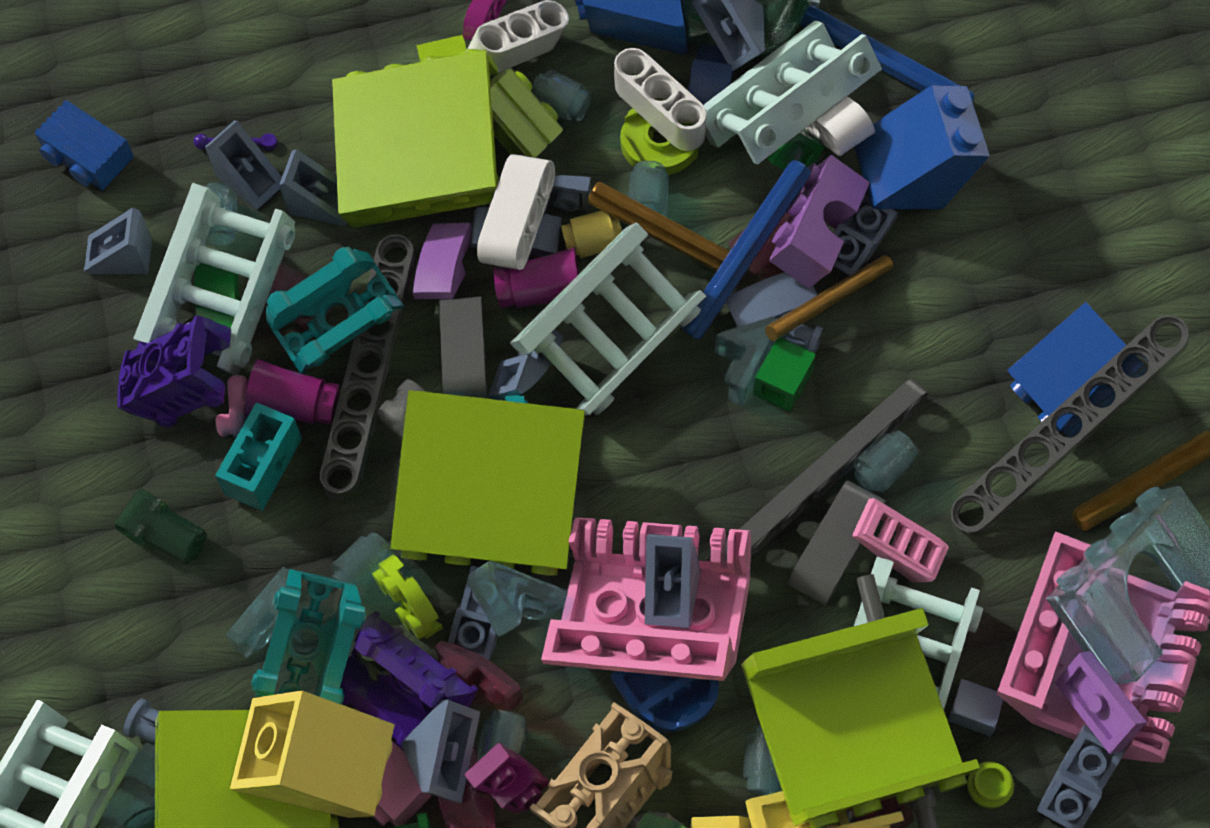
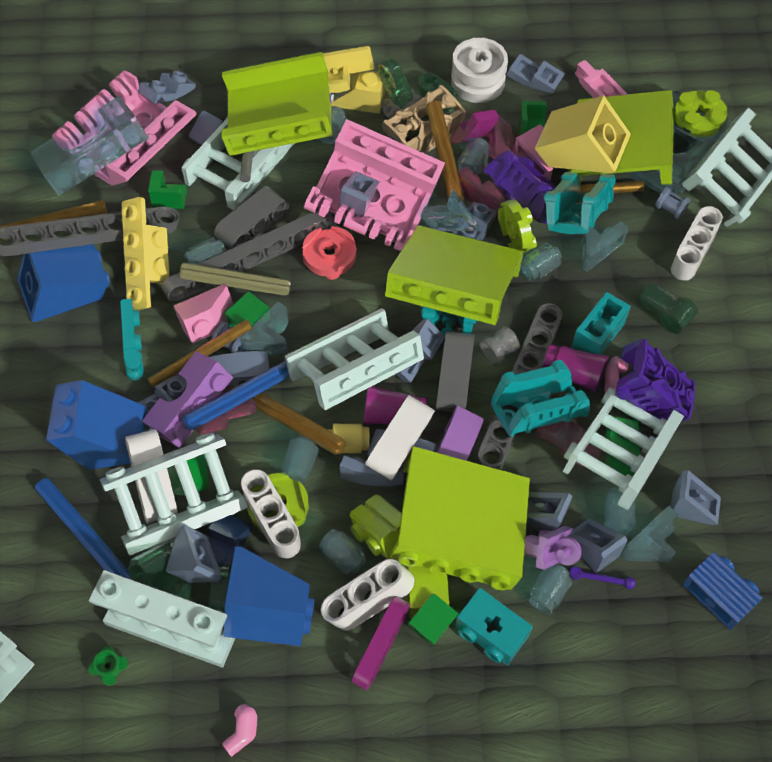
camera: 170 degrees left, 5 degrees down
(116, 672) = (696, 243): none -> white beam
(174, 178) = (650, 542): none -> clear light blue slope
(298, 105) = (550, 589): none -> clear light blue brick
(309, 122) = (553, 547): none -> medium lavender hips
(354, 44) = (483, 613): none -> teal brick
(431, 31) = (432, 619): none -> green panel
(442, 749) = (510, 137): sand blue slope -> none
(551, 715) = (444, 148): none -> pearl gold axle
(704, 490) = (329, 265): none -> coral plate
(822, 417) = (234, 279): none -> olive axle
(847, 357) = (204, 312): none -> bright pink slope
(924, 553) = (214, 204): bright pink slope -> none
(938, 303) = (131, 341): none -> teal hinge
(970, 423) = (143, 253): none -> light yellow bracket
(990, 564) = (166, 194): none -> green panel
(990, 785) = (215, 96): lime plate -> none
(1100, 702) = (142, 97): medium lavender plate -> none

